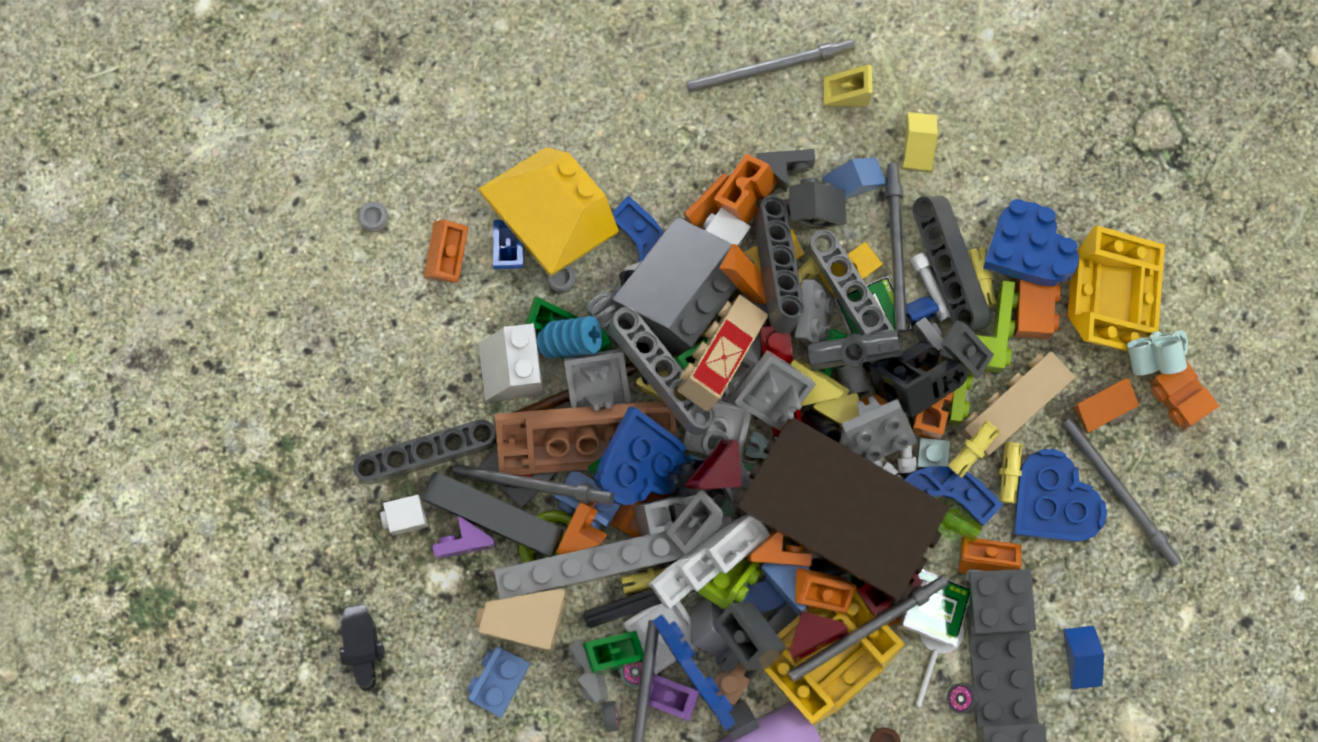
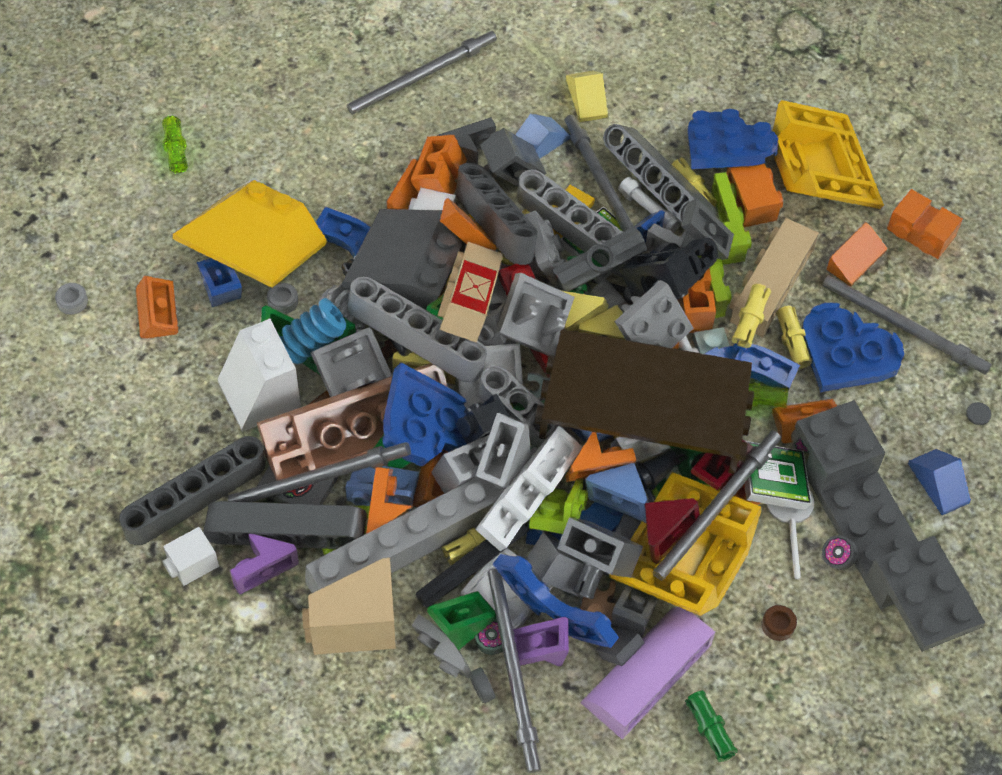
camera: 20 degrees left, 20 degrees down
(361, 646) = (183, 701): black hinge -> none
(498, 681) = (346, 691): medium blue bracket -> none
(511, 77) = (174, 144): none -> clear neon green pin
(719, 469) = (510, 394): dark red slope -> none
(761, 694) = (633, 610): none -> dark grey slope
(823, 590) = (658, 479): orange slope -> none
(849, 87) = (505, 66): light yellow slope -> none
(1149, 602) = (978, 413): none -> dark grey piece
(1159, 352) = (885, 190): light aqua piece -> none

